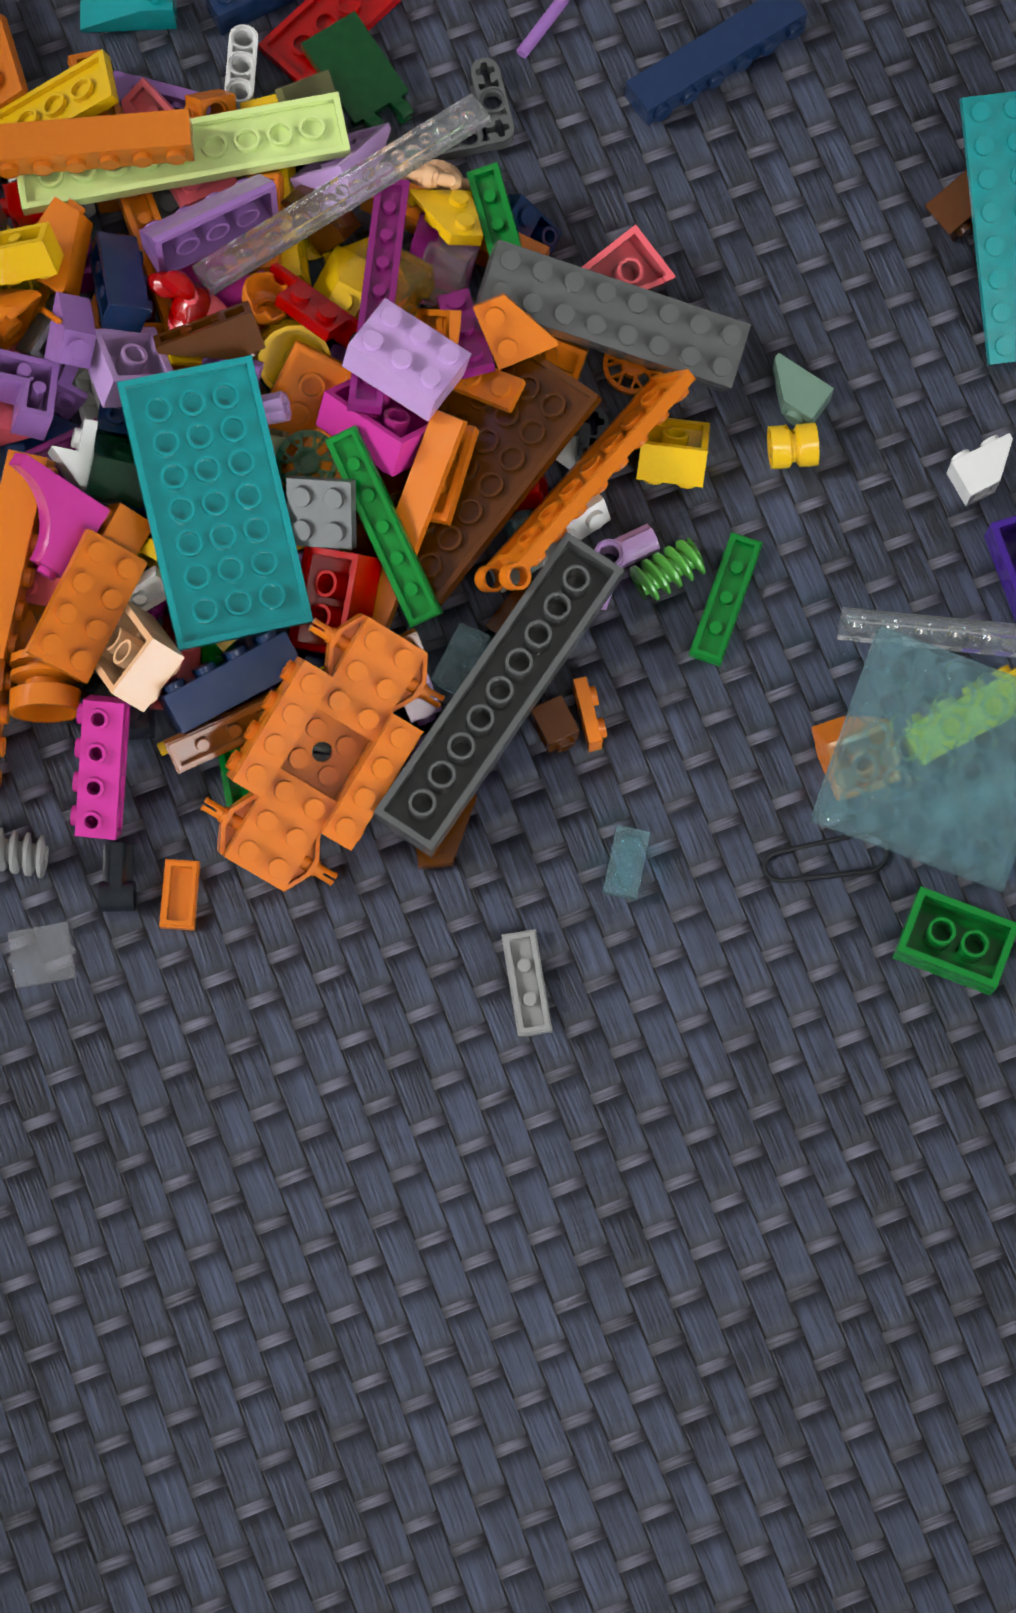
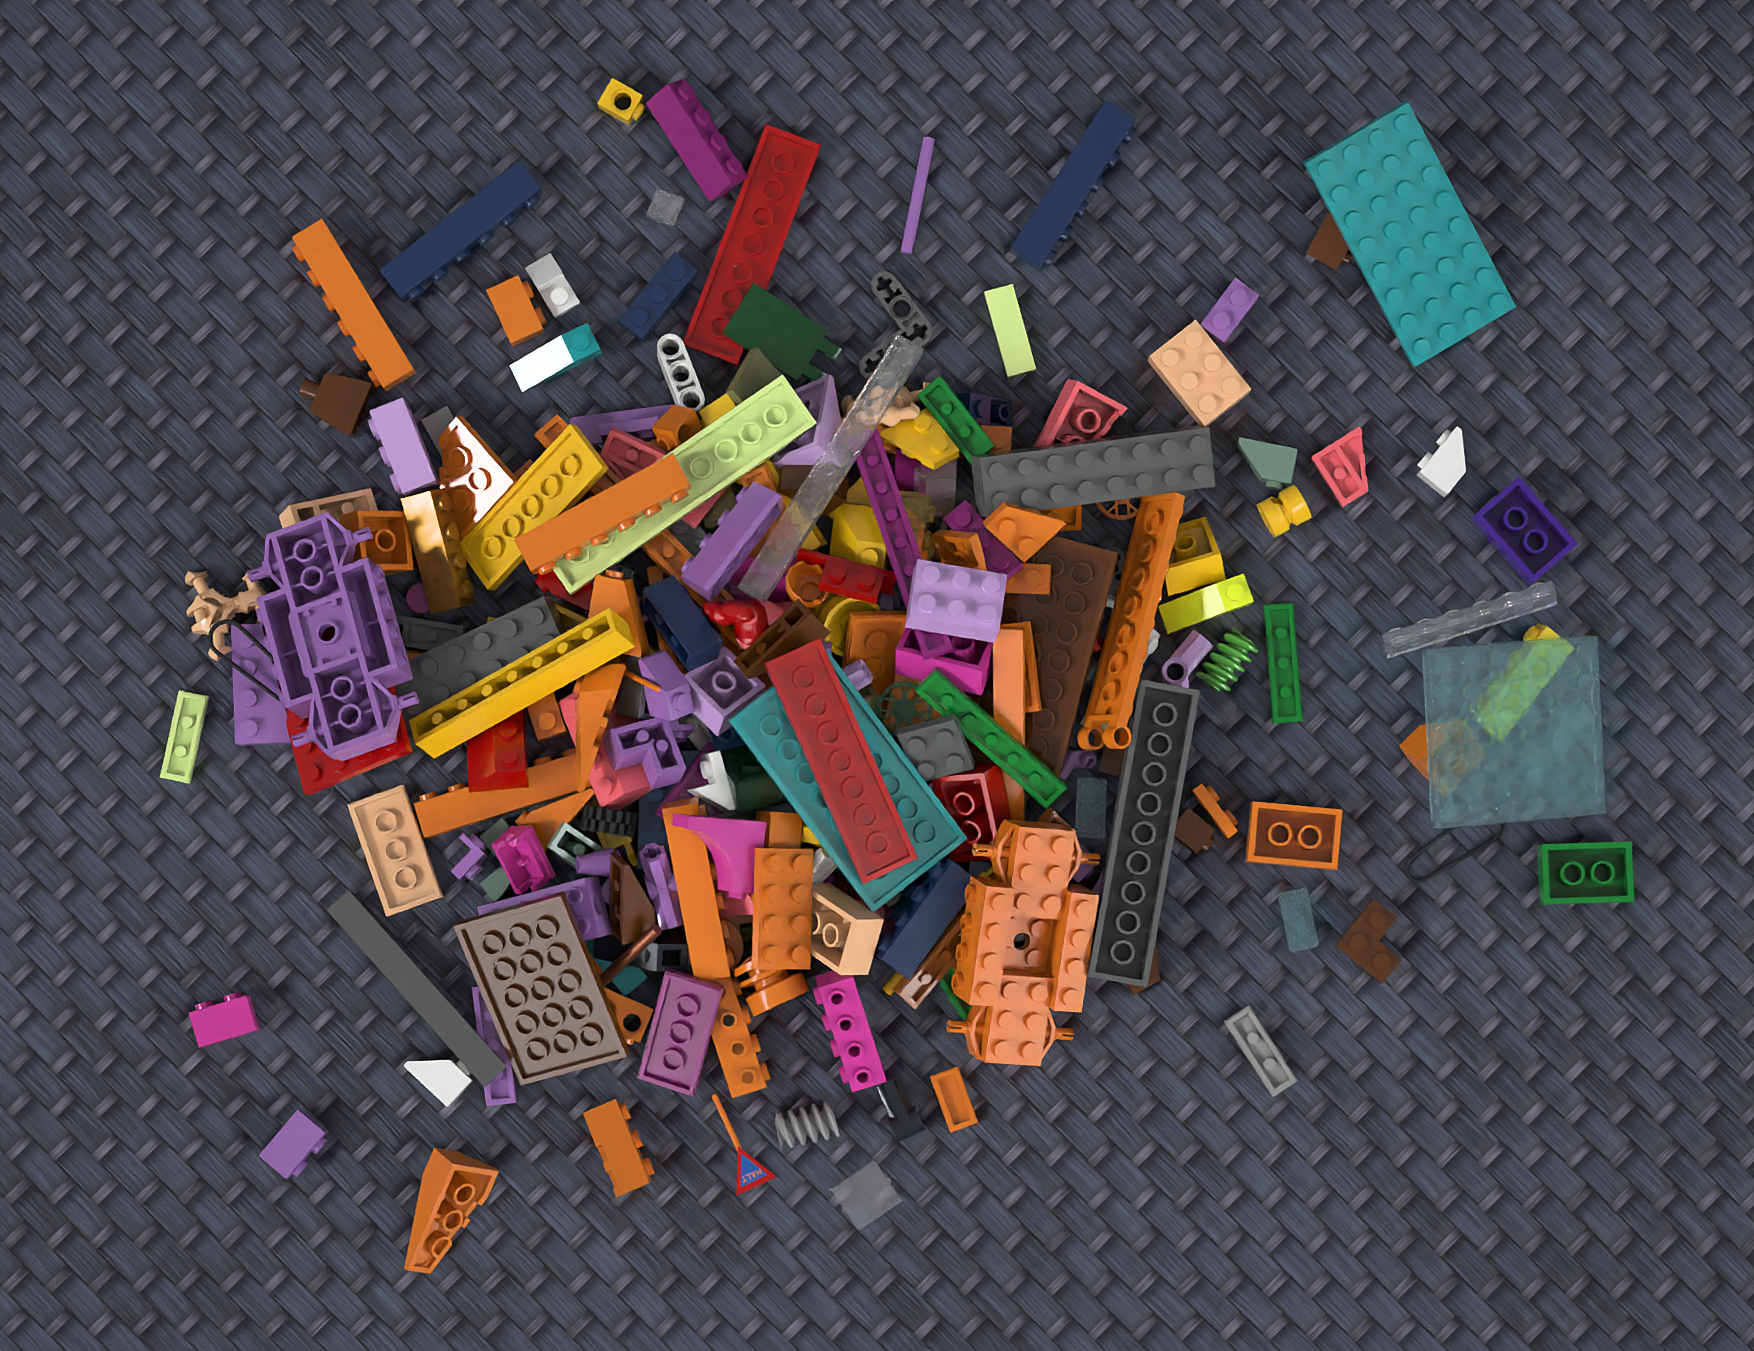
camera: 20 degrees left, 10 degrees up
(213, 474) = (840, 760): none -> red plate
(465, 604) = (1078, 759): none -> medium lavender arm
(591, 166) = (1010, 330): none -> yellowish green tile
(659, 771) = (1293, 835): none -> orange brick
(673, 505) = (1206, 604): none -> neon yellow slope
(685, 912) = (1362, 943): none -> reddish brown brick
(764, 279) = (1199, 374): none -> light nougat brick
(820, 233) = (1229, 311): none -> medium lavender brick
(874, 431) = (1344, 467): none -> coral wing

